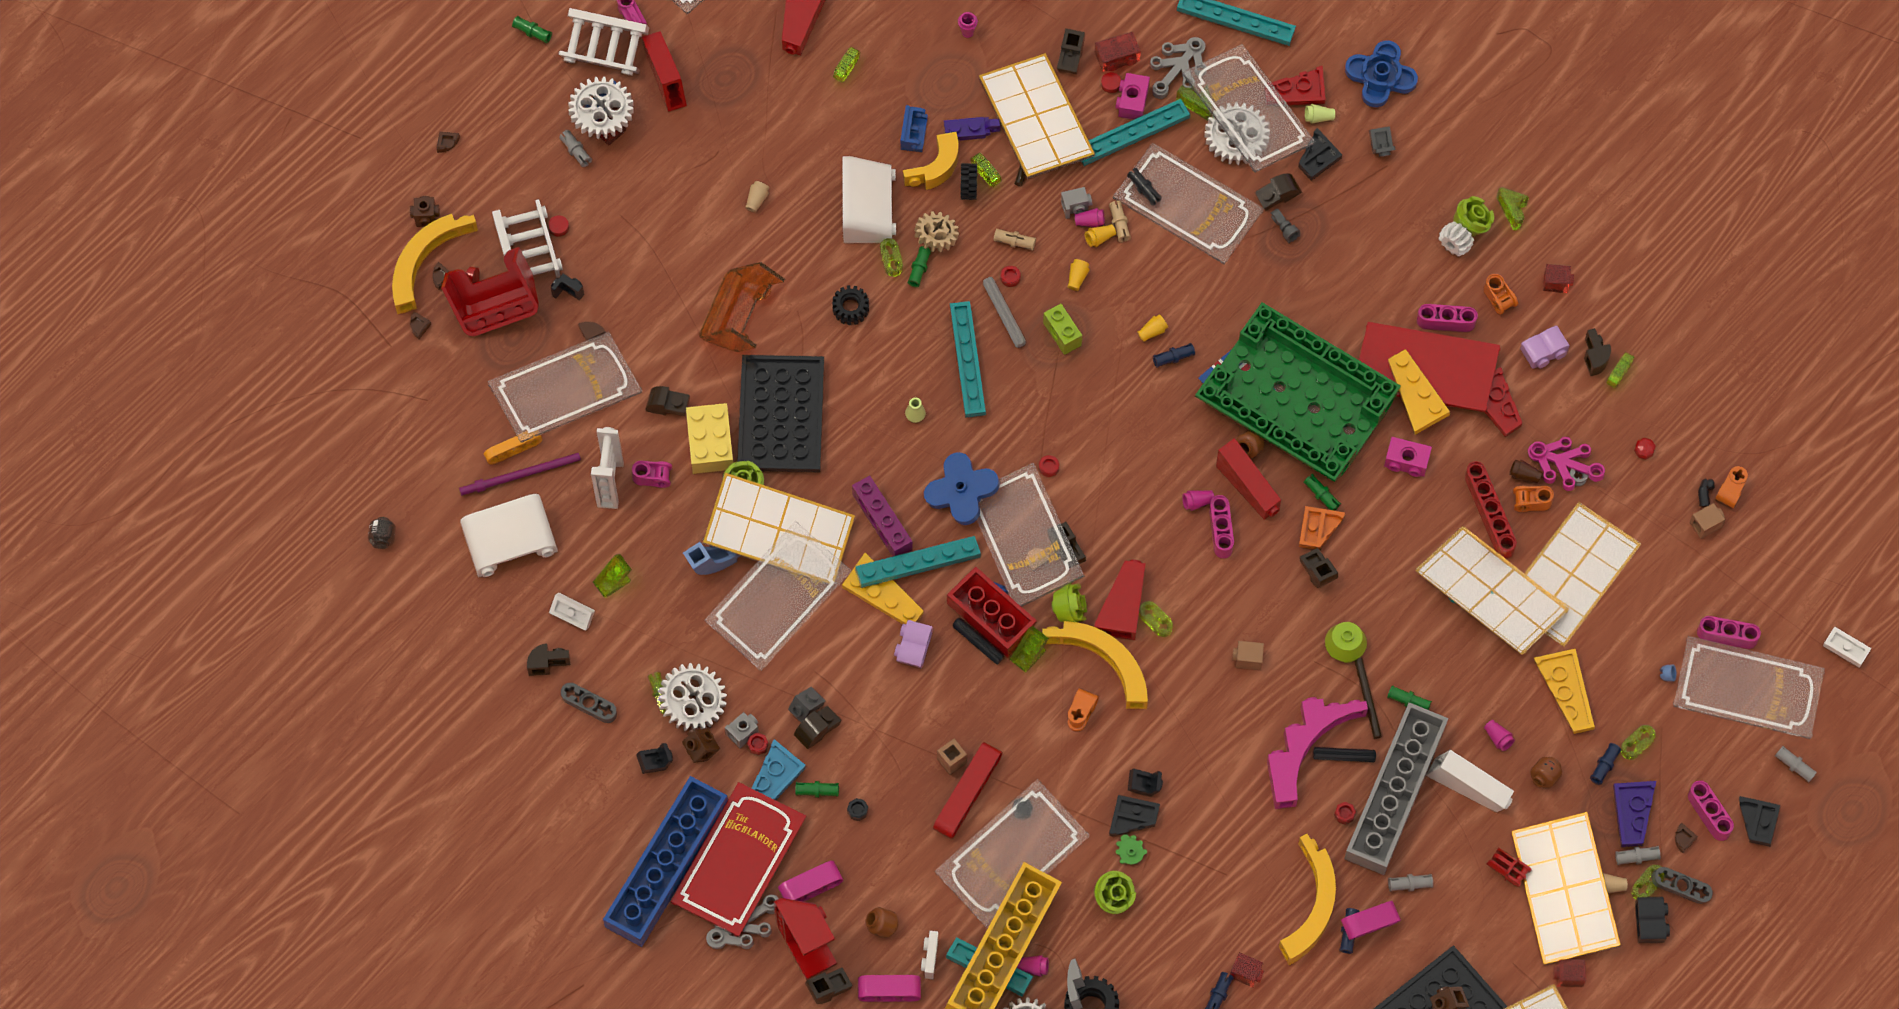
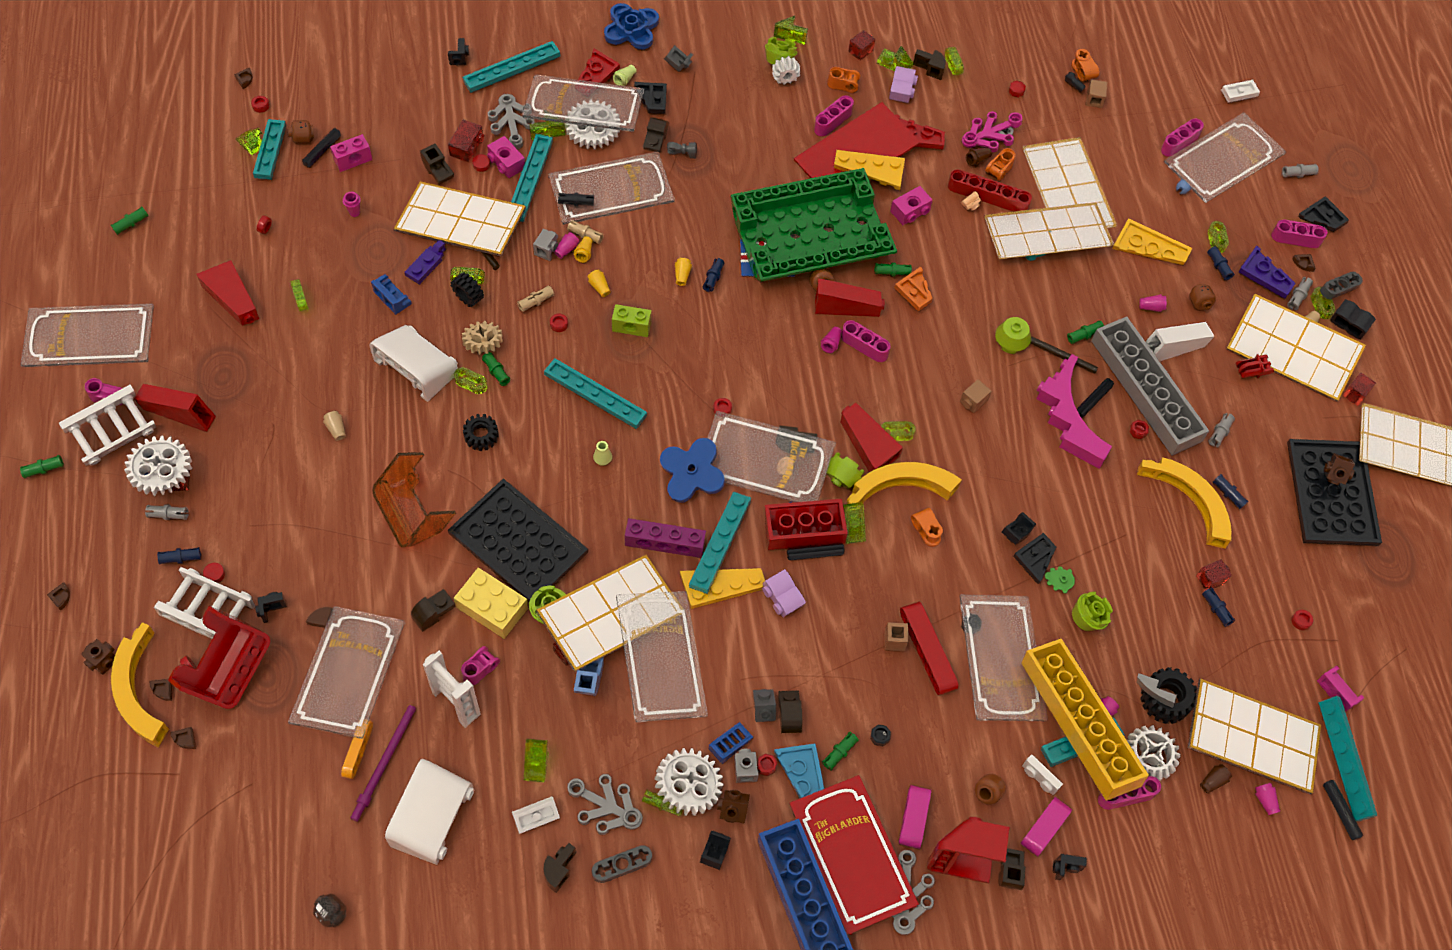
camera: 55 degrees left, 5 degrees down
(549, 189) = (179, 555): none -> dark blue pin
(624, 657) = (607, 805): none -> light grey plant
(745, 695) = (719, 754): none -> blue slope
(938, 170) = (432, 288): yellow arch -> none
(1004, 312) = (582, 346): light grey axle -> none
(1319, 568) = (950, 310): dark brown brick -> none
(1370, 920) = (1237, 471): dark pink beam -> none
(1463, 503) = (971, 201): none -> light nougat plate
(1570, 321) = (891, 59): none -> clear neon green slope

